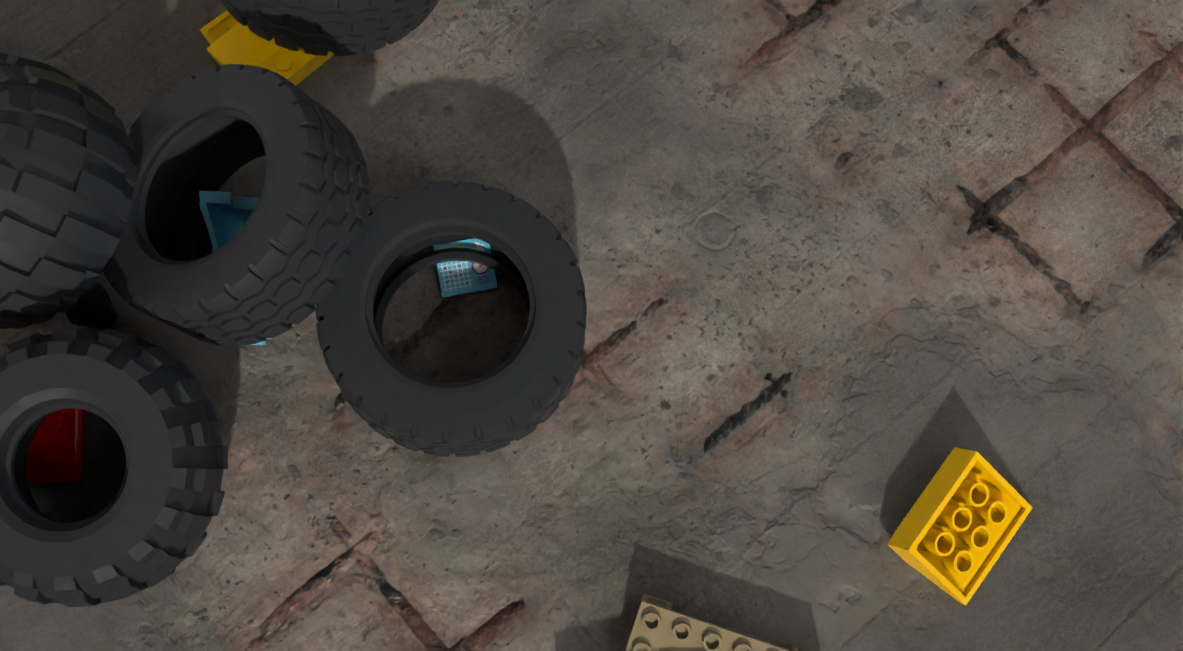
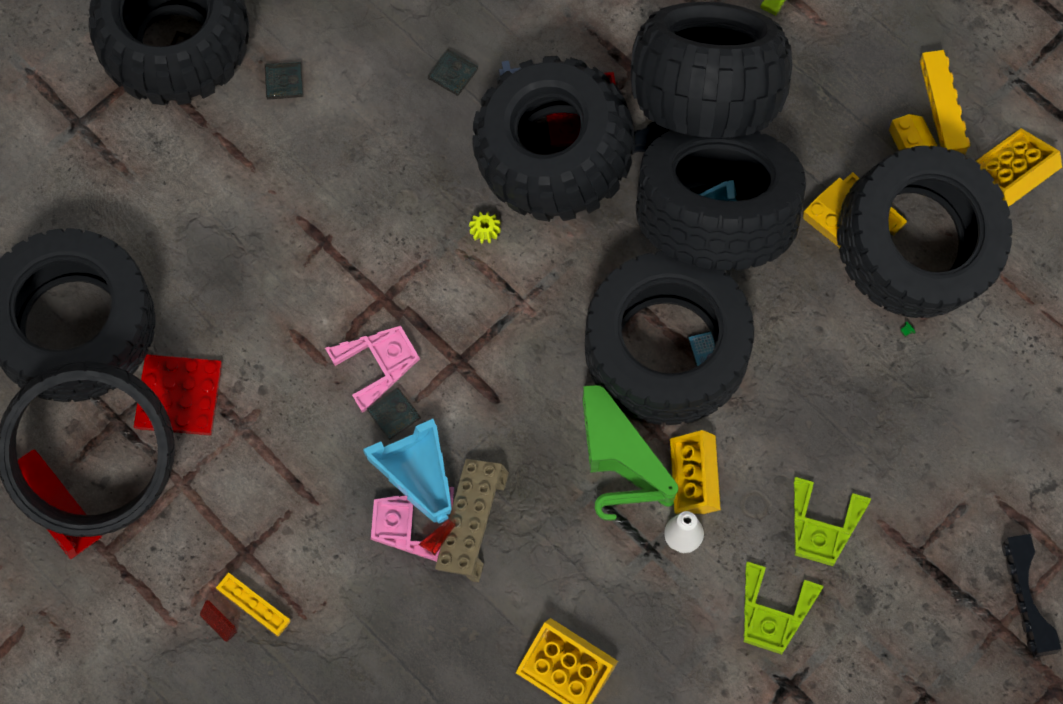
camera: 90 degrees right, 5 degrees down
(202, 604) = (486, 233): none -> neon yellow gear
(617, 418) = (620, 448): none -> bright green piece
(667, 308) = (695, 473): none -> yellow slope
(756, 333) = (684, 532): none -> white cone
(776, 146) = (818, 539): none -> lime wing
(903, 230) = (767, 626): none -> lime wing

